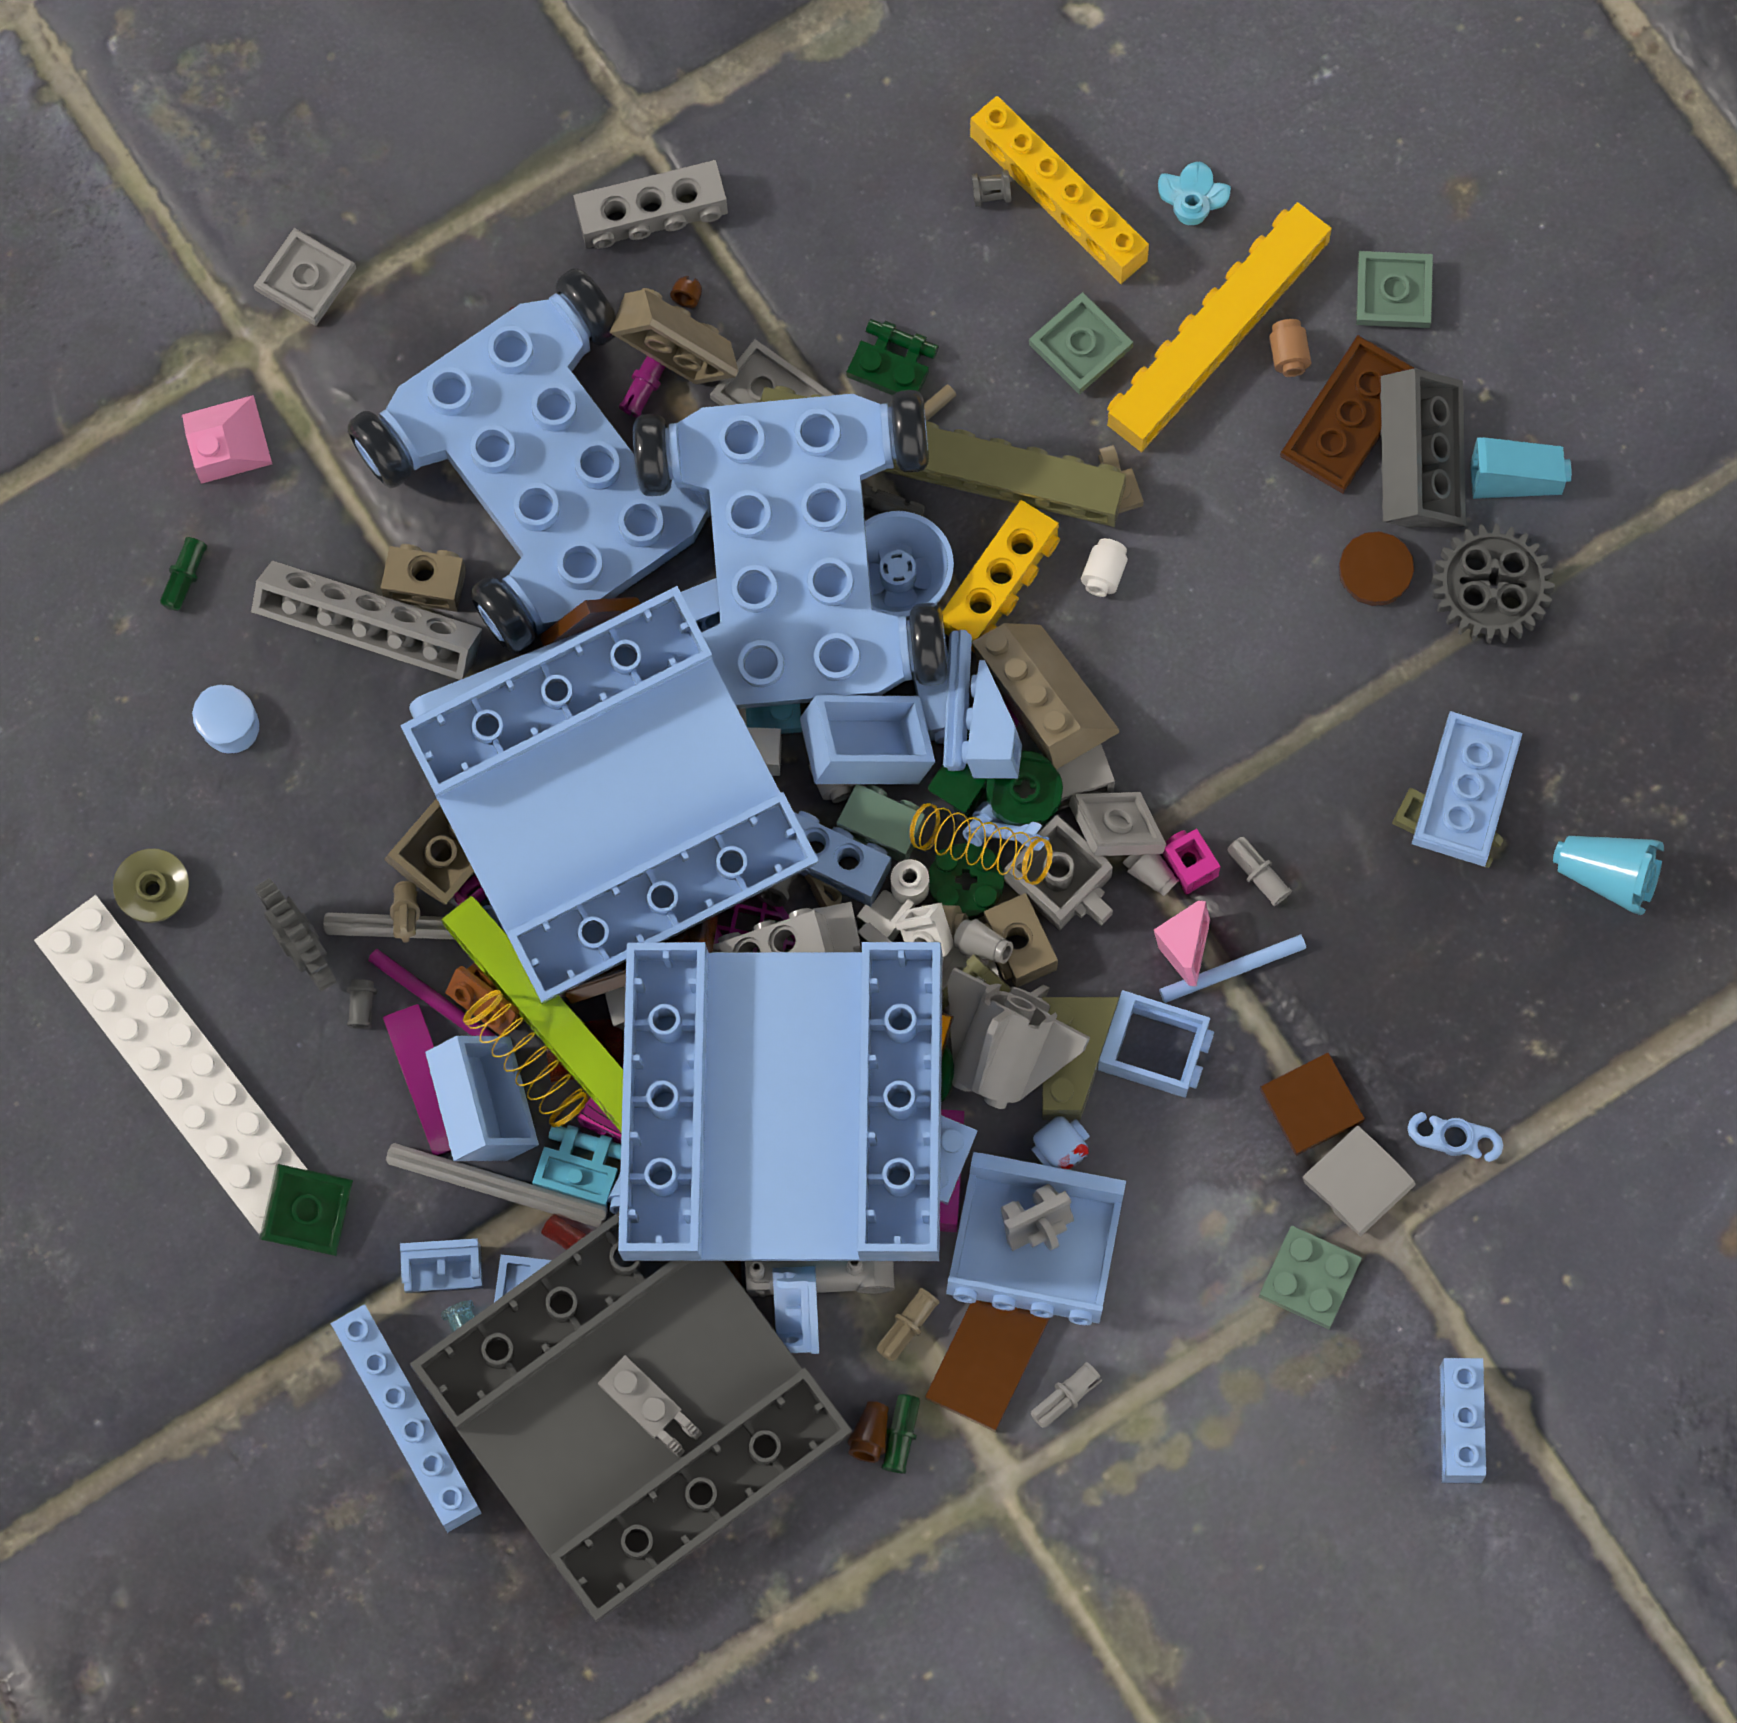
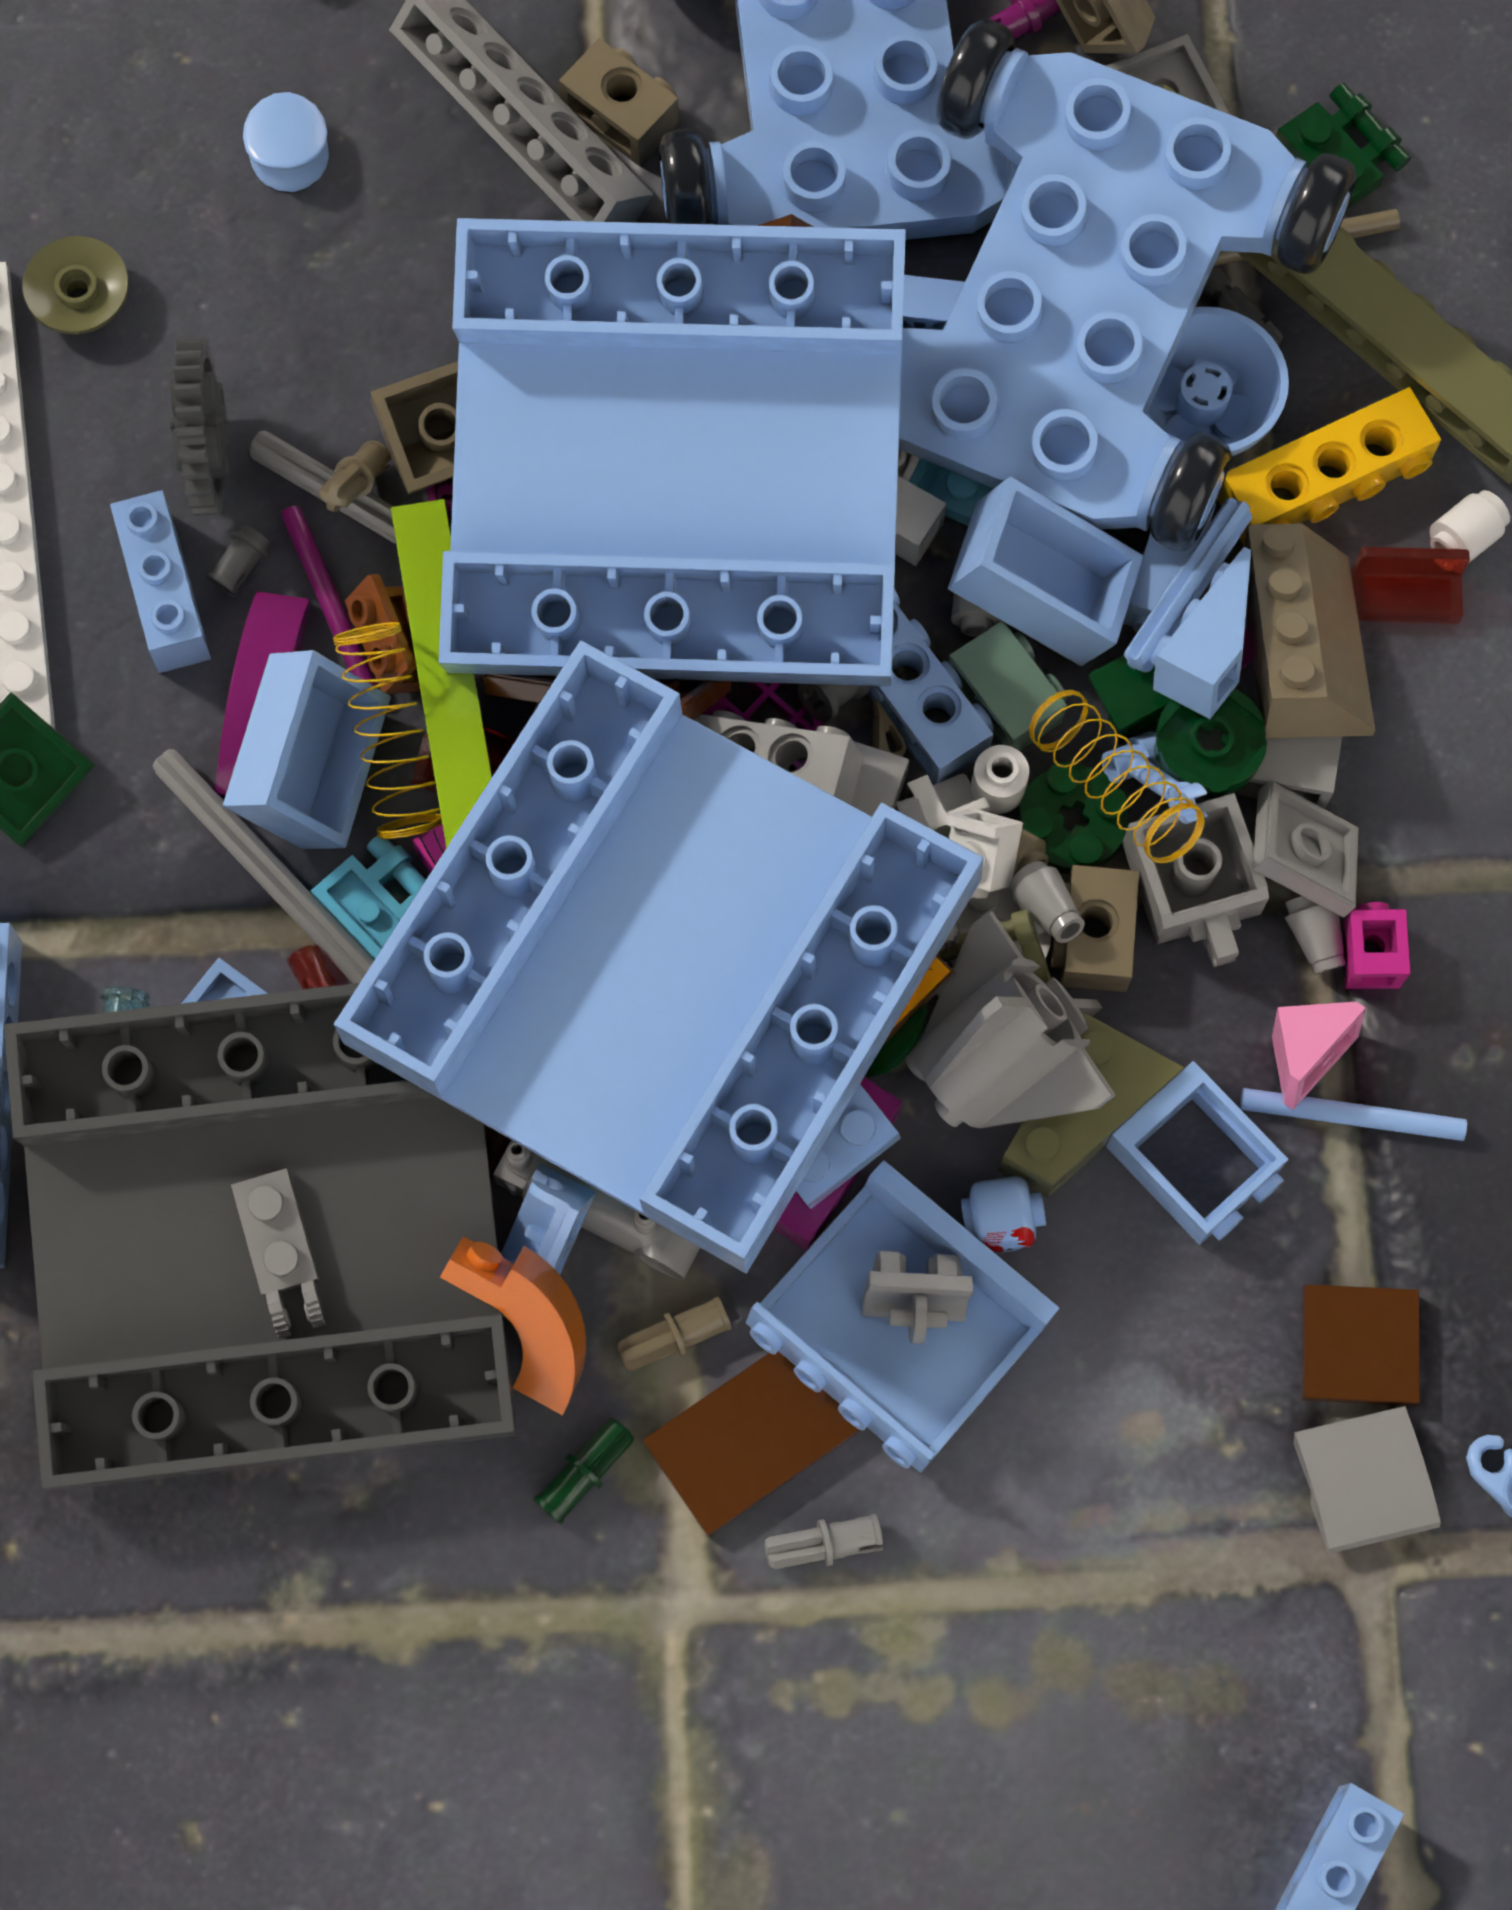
camera: 25 degrees right, 0 degrees up
(322, 1044) = (160, 581): none -> light blue brick
(441, 1265) = (139, 930): light blue hinge -> none
(822, 1351) = (537, 1306): none -> orange arch
(870, 1433) = (543, 1448): reddish brown cone -> none
(1088, 624) = (1409, 584): none -> clear red panel
(1259, 871) = (1456, 1009): light grey axle -> none
(1310, 1277) = (1232, 1570): sand green plate -> none

